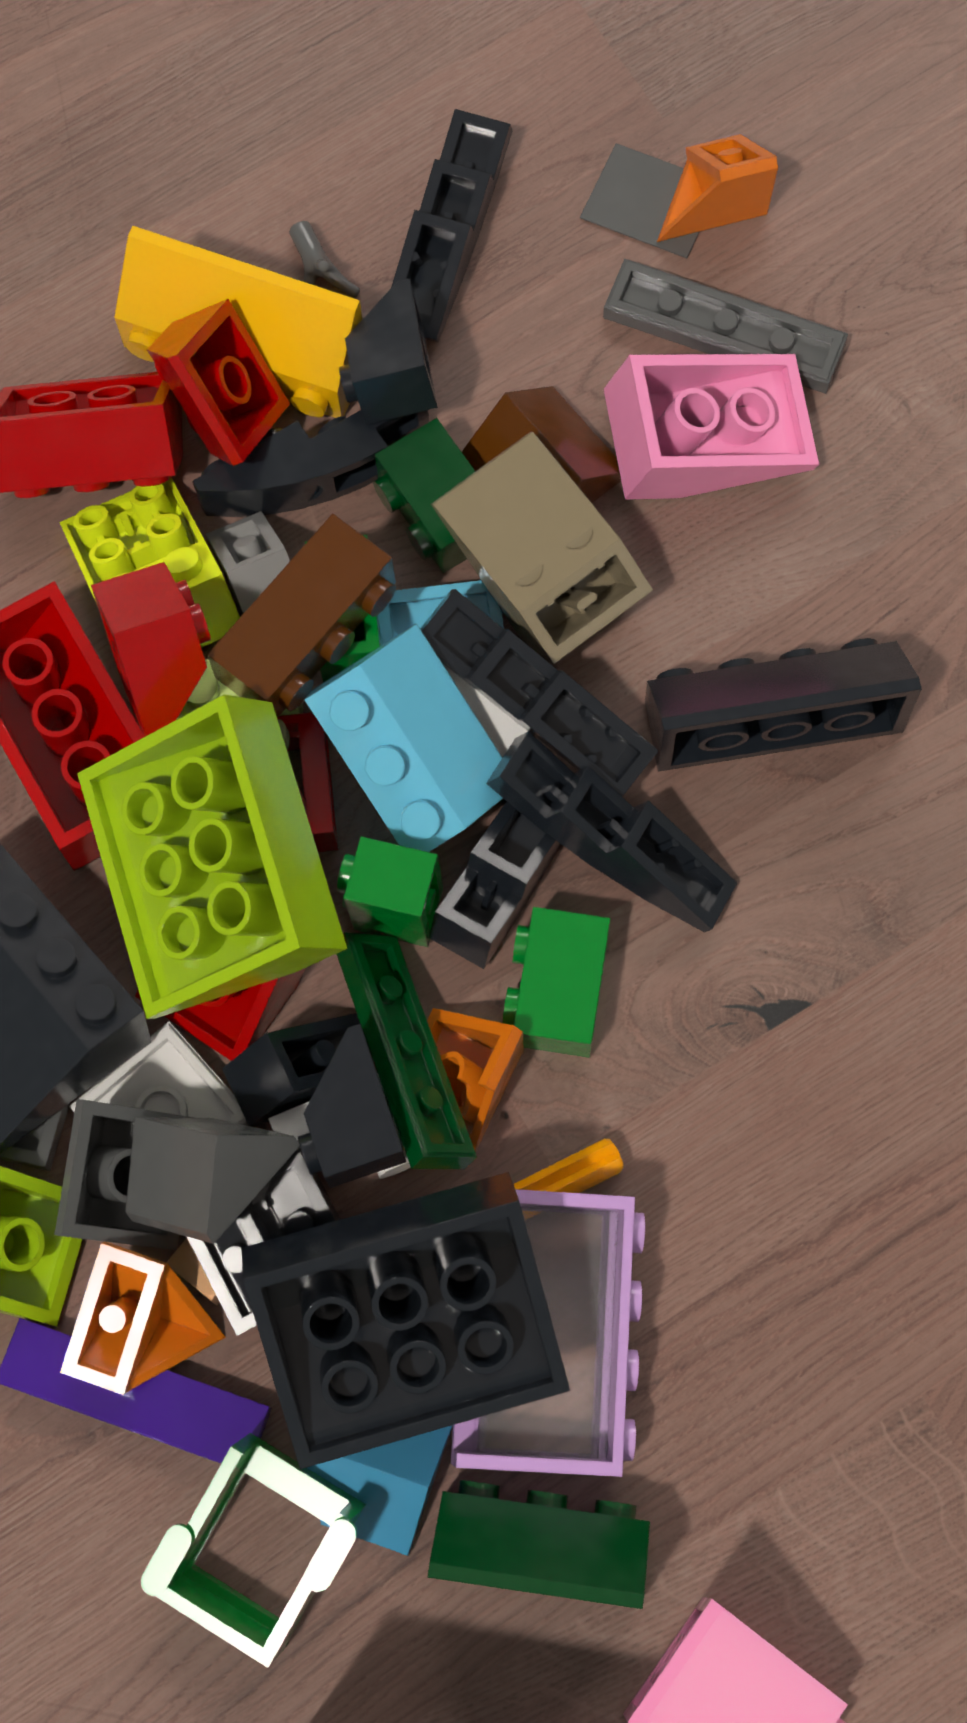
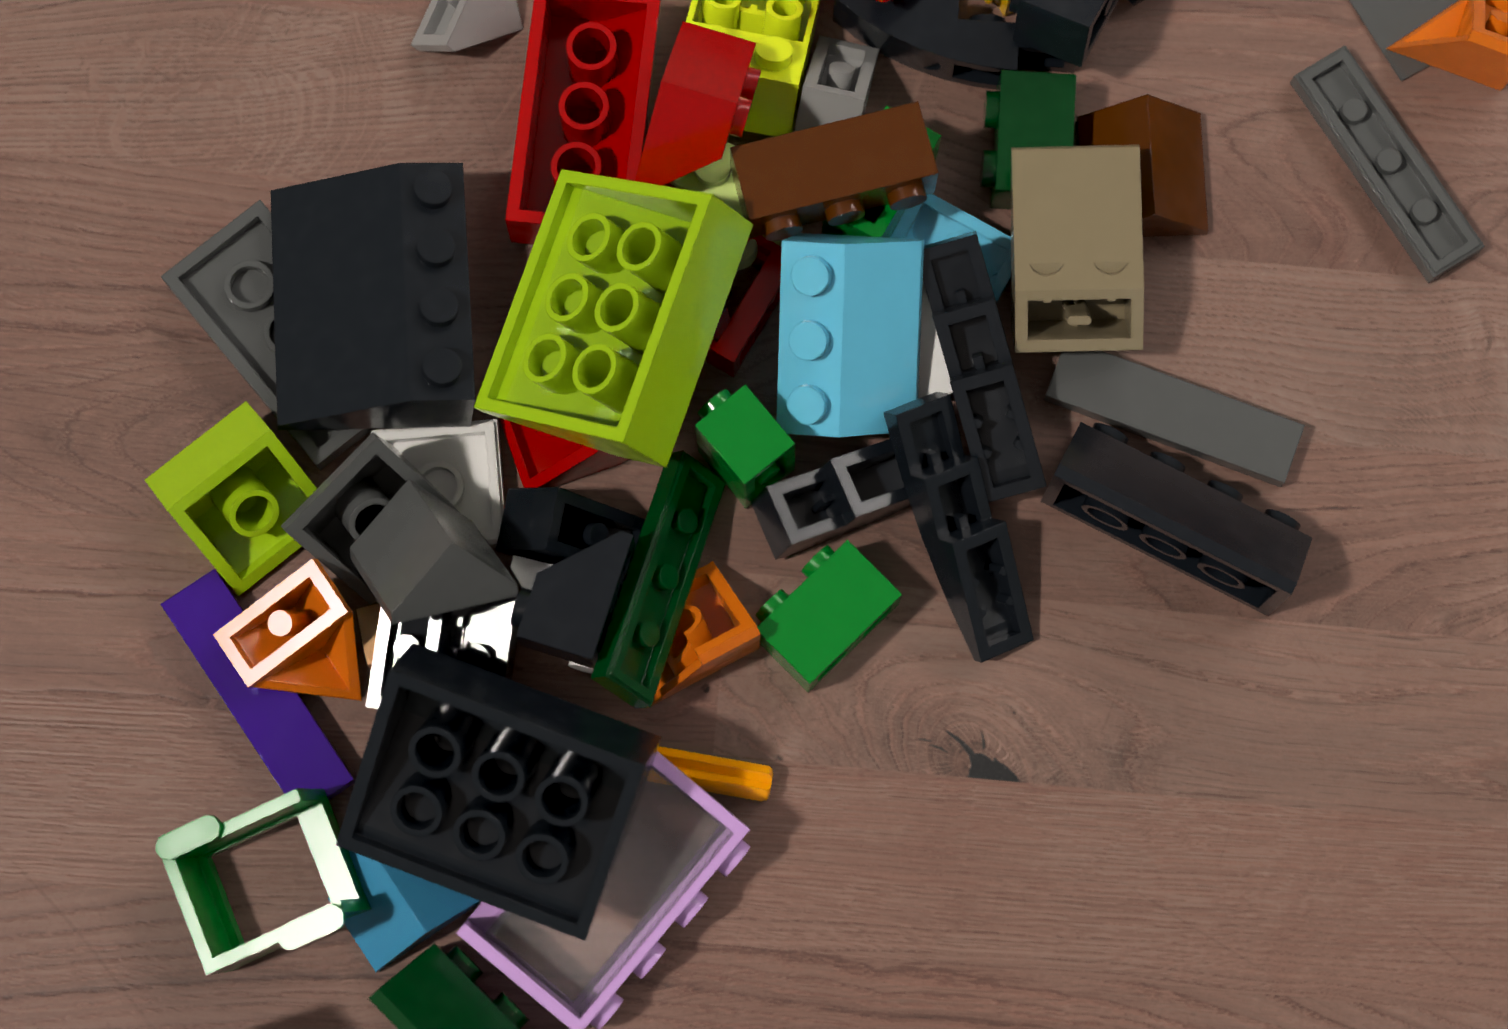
camera: 30 degrees right, 5 degrees up
(707, 422) = (1303, 239): bright pink slope -> none
(711, 627) = (1176, 414): none -> dark grey tile

